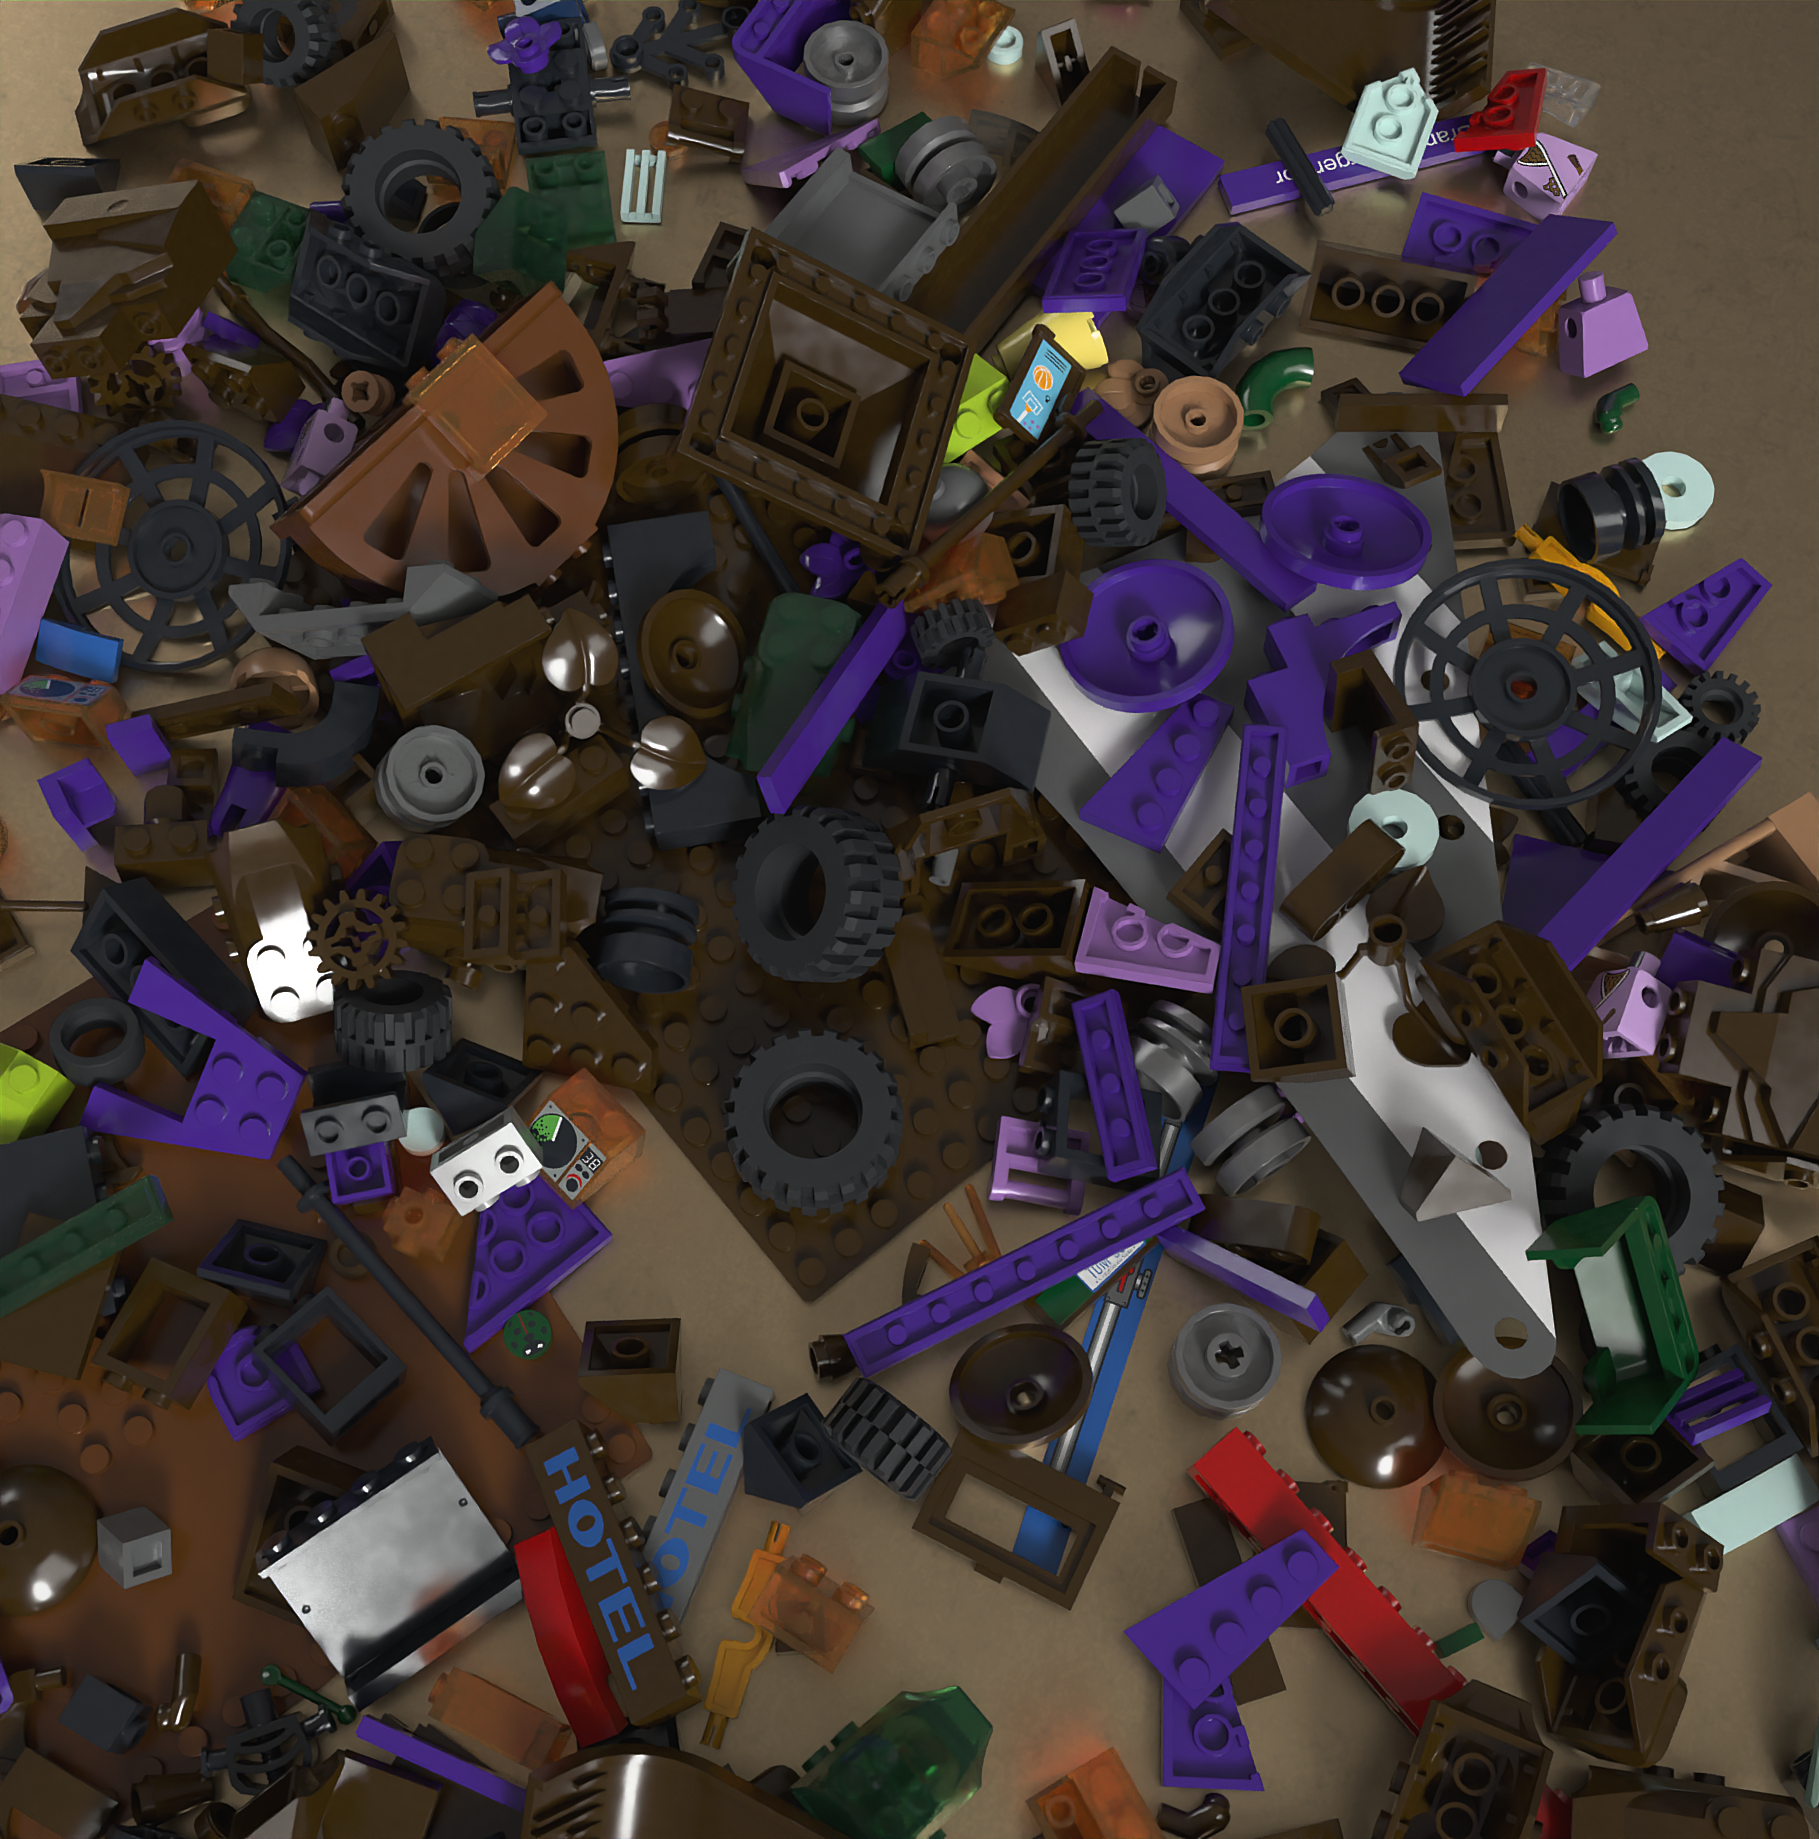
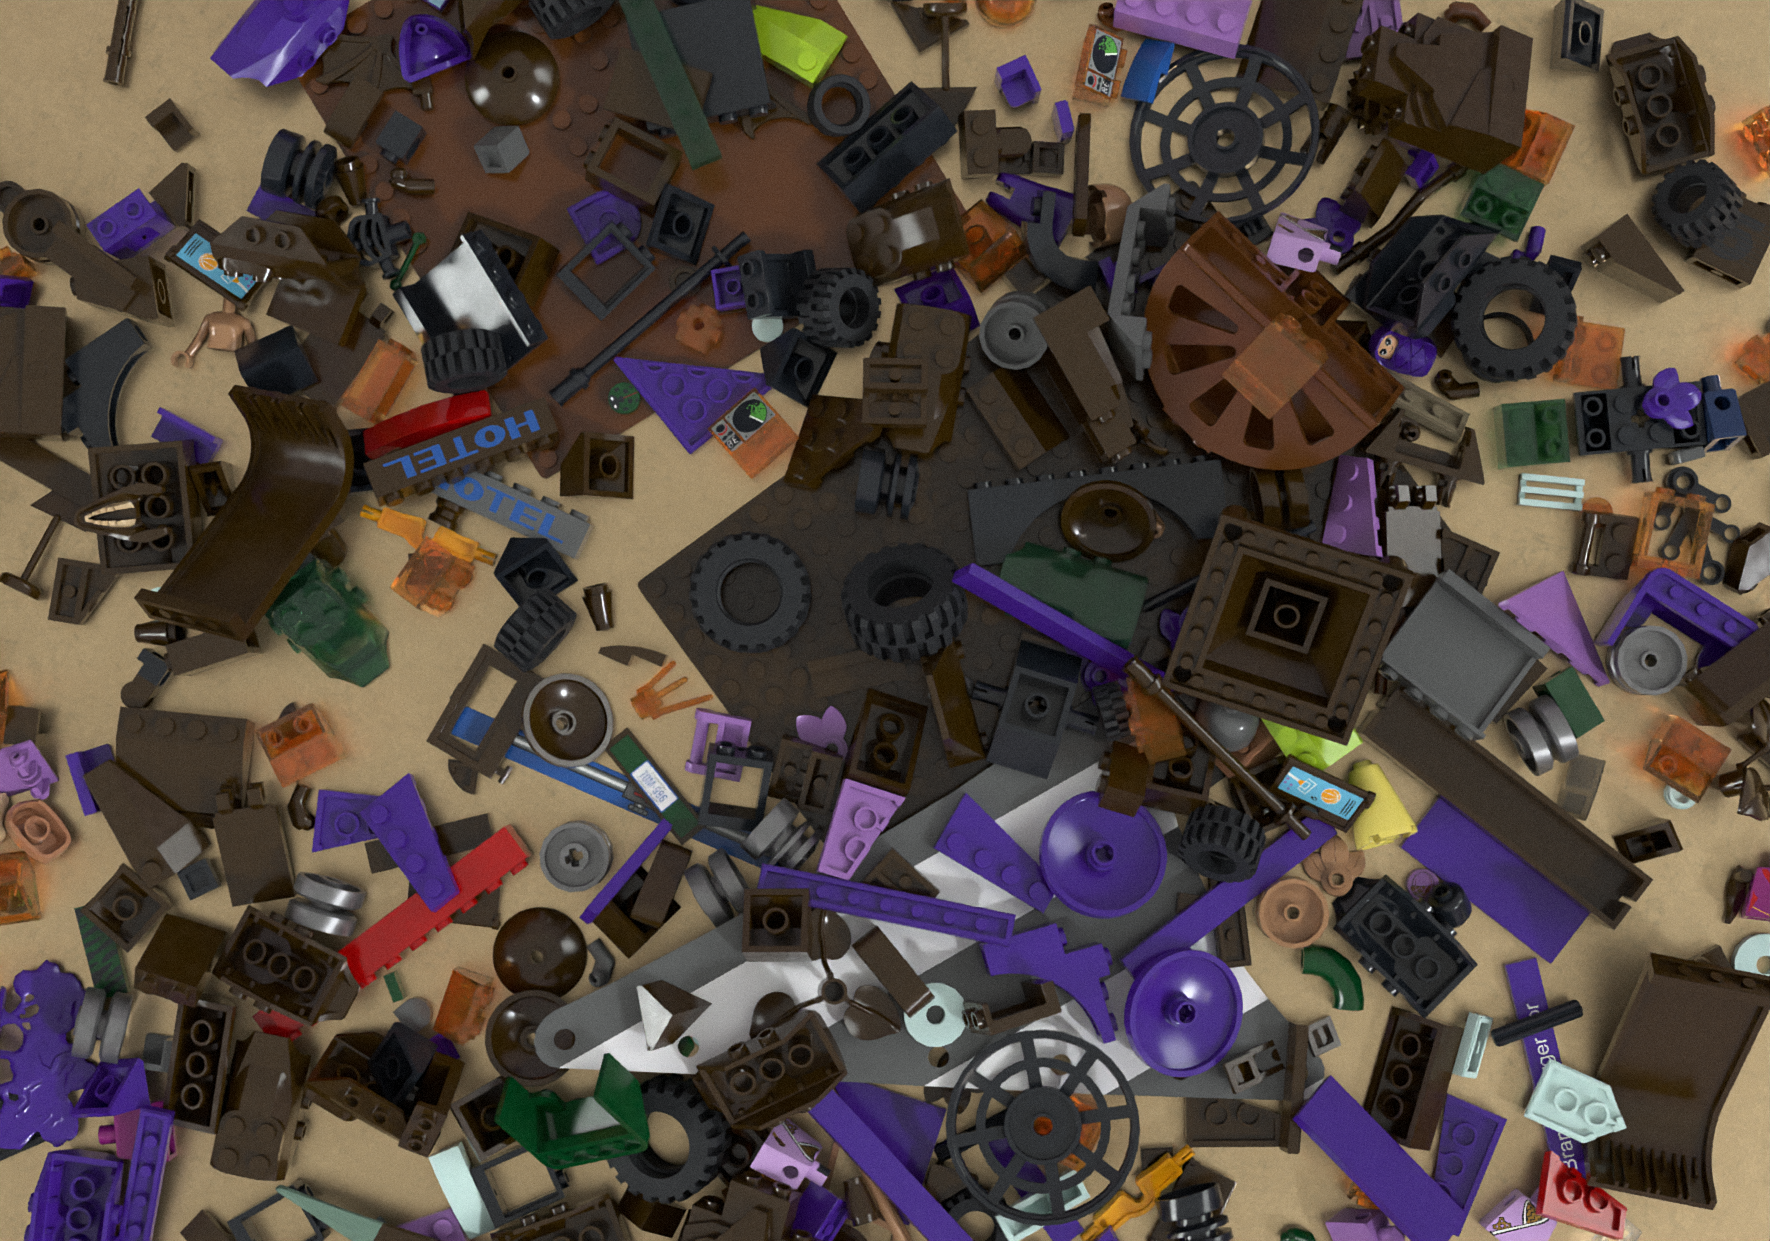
camera: 95 degrees right, 20 degrees up
(102, 513) = (1259, 55): clear orange piece -> none
(235, 56) = (1669, 165): dark brown panel -> none
(240, 1095) = (790, 204): dark purple wing -> none
(351, 922) = (874, 279): dark brown gear -> none
(378, 391) = (1343, 286): medium nougat wheel -> none
(442, 1762) = (355, 350): dark purple tile -> none
(464, 1568) = (463, 360): none -> black tyre
(487, 1162) = (734, 372): brick -> none
(522, 243) = (1469, 398): clear green slope -> none
(580, 656) = (1074, 435): dark brown plant -> none
(689, 23) = (1645, 529): none -> clear orange window
(710, 1601) = (447, 513): none -> dark brown wheel
(1022, 1273) = (639, 728): dark purple tile -> none
(1095, 271) = (1426, 845): dark purple tile -> none
(1114, 1086) = (757, 797): dark purple tile -> none
(1118, 1551) = (464, 776): none -> dark brown tile
(1147, 206) = (1498, 894): dark grey panel -> none
(1336, 233) = (1472, 1045): none -> light aqua tile
(1346, 1756) = (325, 904): none -> flat silver wheel
(1709, 1400) = (529, 1193): dark purple tile -> none

